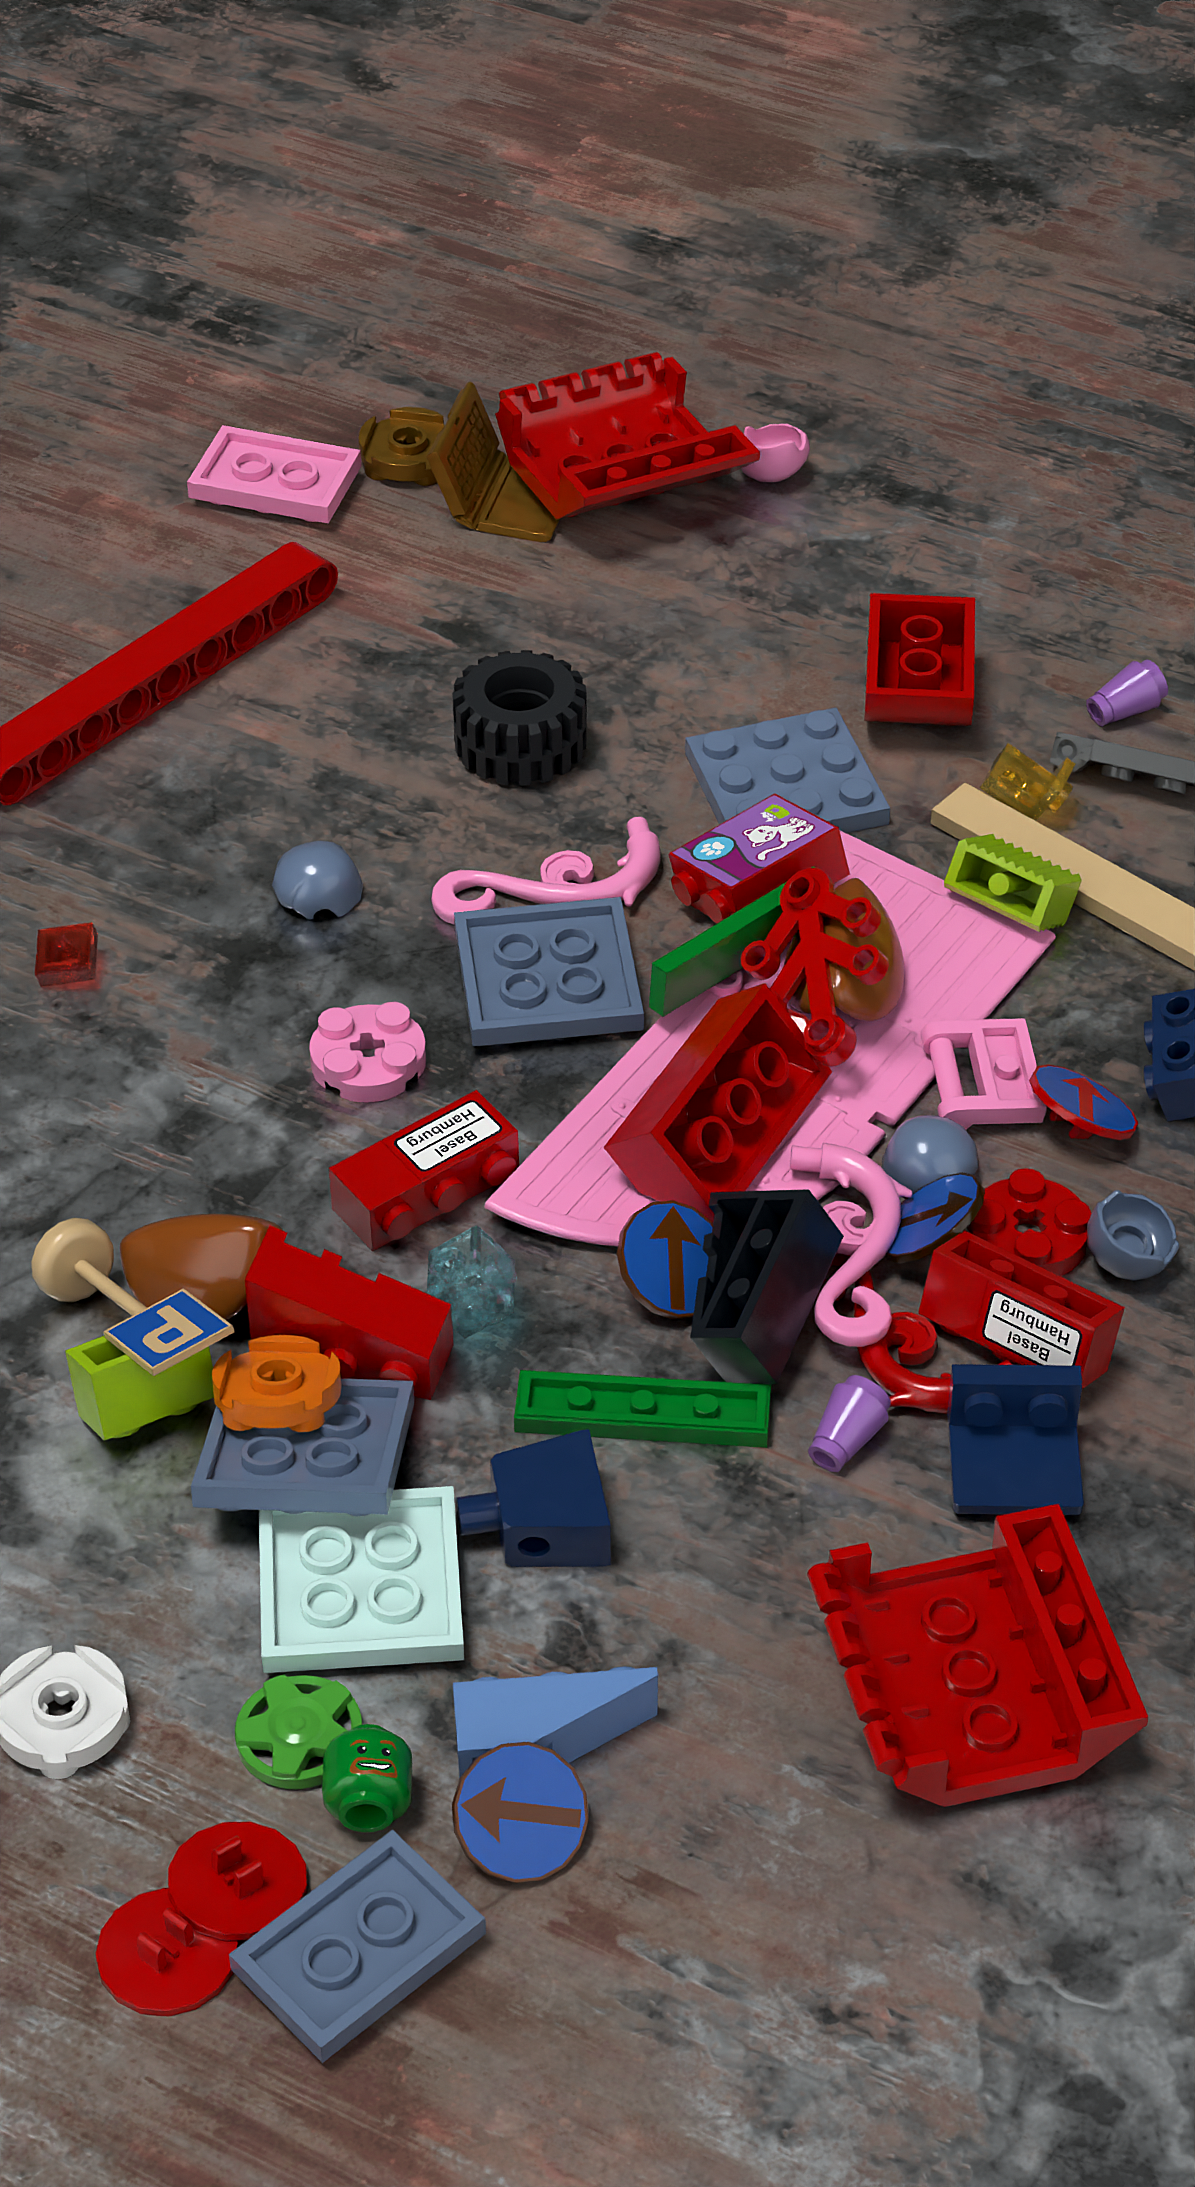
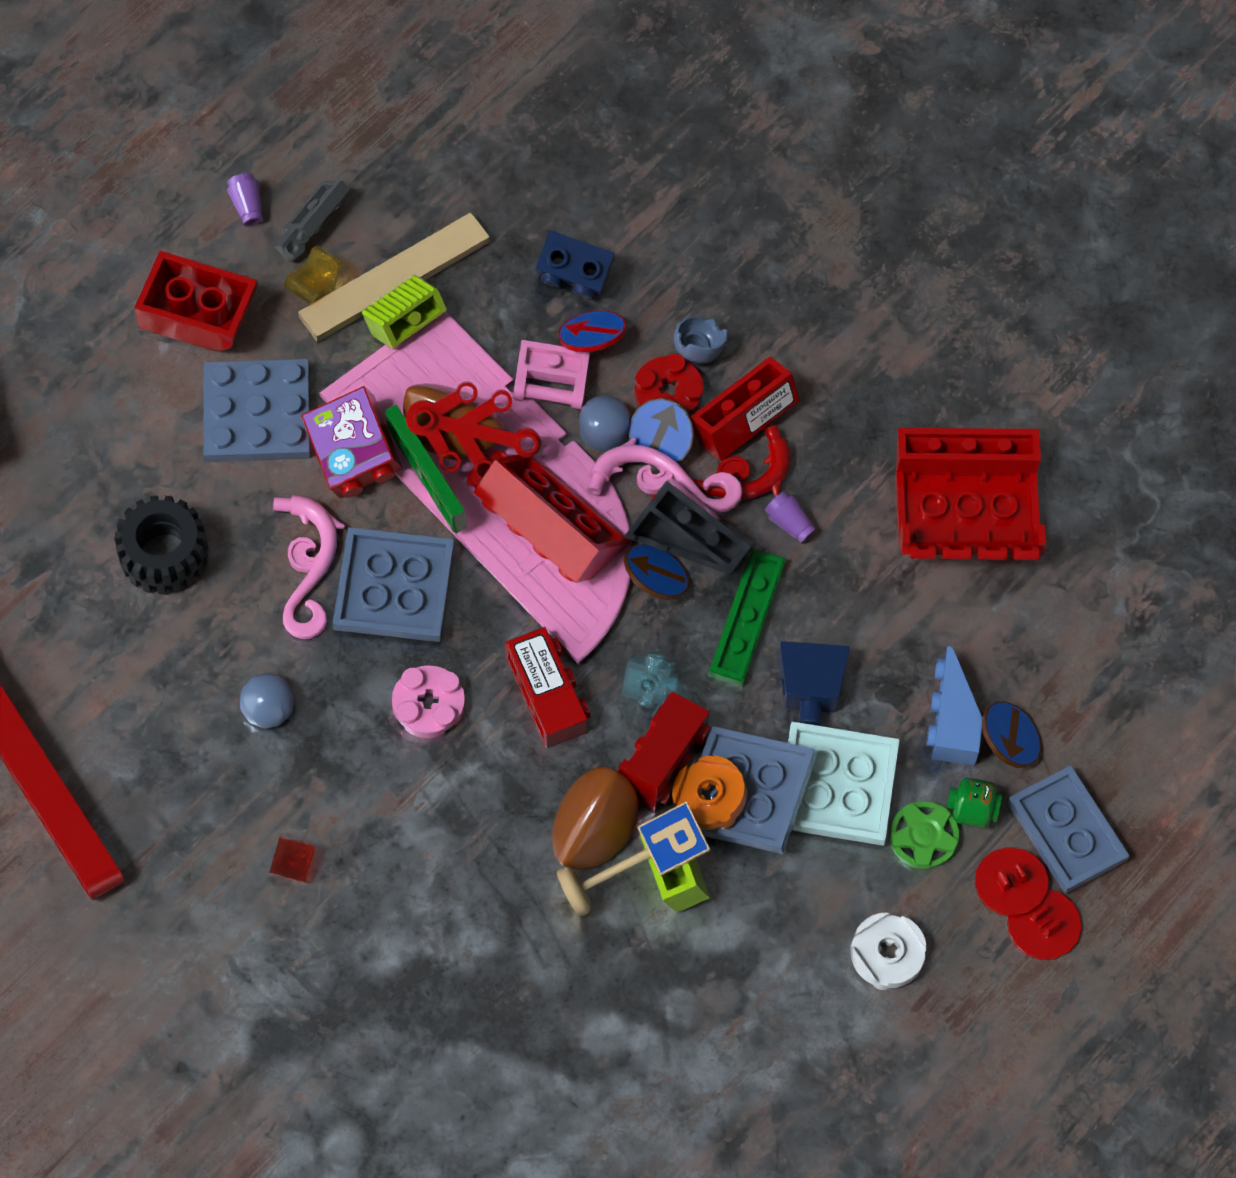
camera: 80 degrees left, 20 degrees up
(1014, 1438) = (830, 442): dark blue bracket -> none

